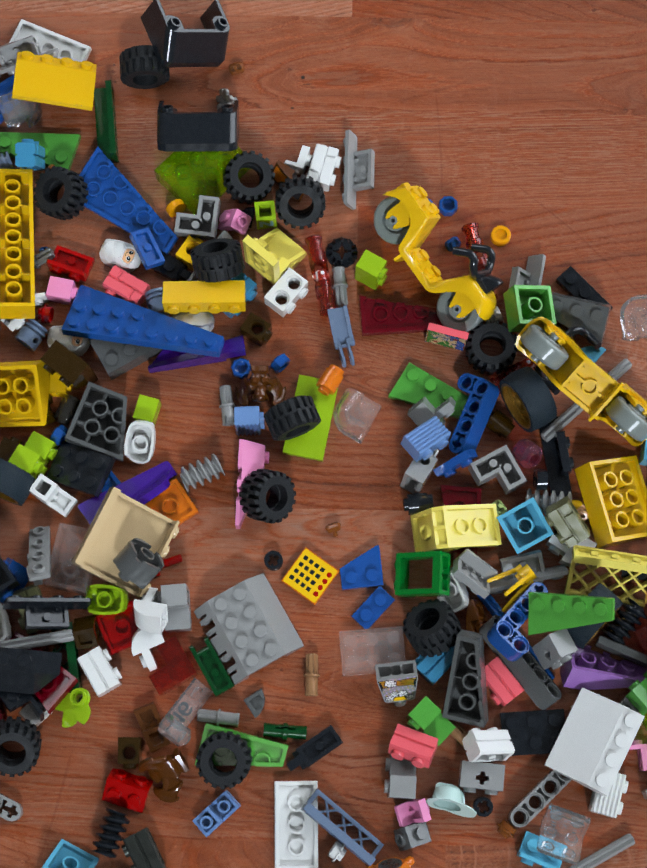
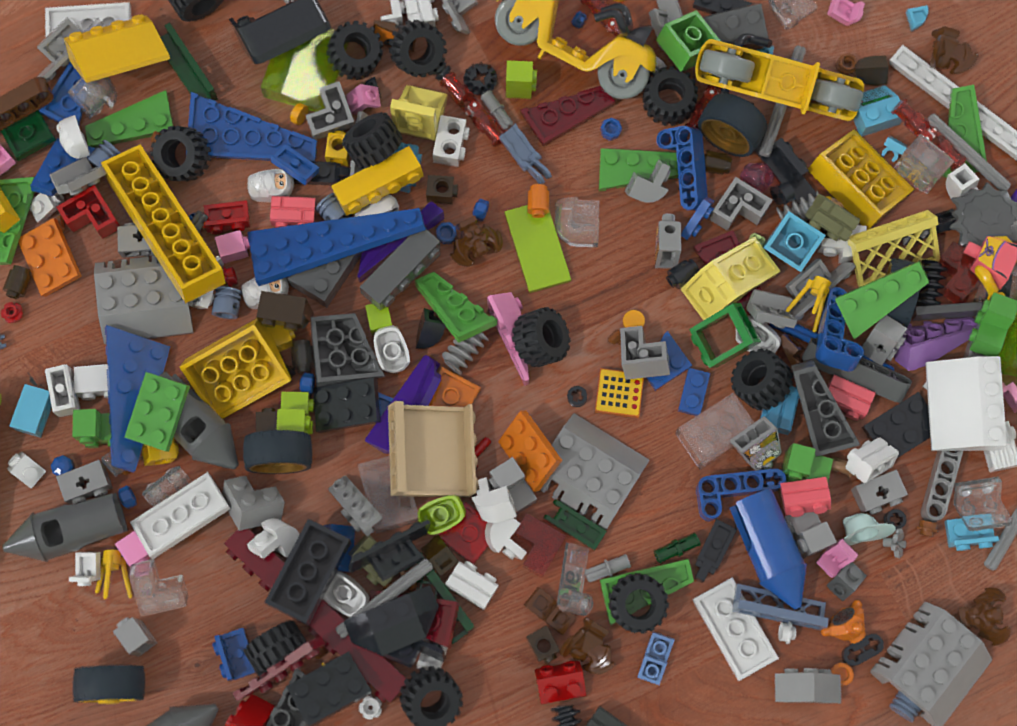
camera: 30 degrees left, 0 degrees up
(30, 155) = (131, 131): dark azure brick -> none
(53, 495) = (333, 444): white brick -> none
(73, 709) = (471, 633): lime plate -> none
(138, 563) = (457, 461): dark grey brick -> none
(182, 442) = (429, 330): none -> black brick
(184, 379) = (401, 268): none -> dark grey wedge
(205, 585) = (530, 450): none -> orange plate
(210, 435) = (453, 308): none -> bright green wing
(226, 405) = (452, 274): light grey axle -> none
(248, 420) = (482, 276): medium blue brick -> none
(256, 702) = (634, 536): dark grey tile -> none
(265, 214) = (390, 77): lime brick -> none
(292, 418) = (525, 252): black tyre -> none
(311, 675) = (672, 483): medium nougat axle -> none
(314, 230) = (445, 69): none -> black bush
(341, 556) = (642, 358): none -> light grey brick
(356, 522) = (633, 318): none -> light orange tile
(361, 773) = (771, 546): none -> blue piece
(366, 710) = (741, 488): none -> blue beam
(425, 439) = (660, 208): medium blue brick -> none
(427, 350) = (611, 129): none -> blue tile
(446, 336) = (625, 106): tile -> none
(472, 827) = (896, 543): none -> light grey plant

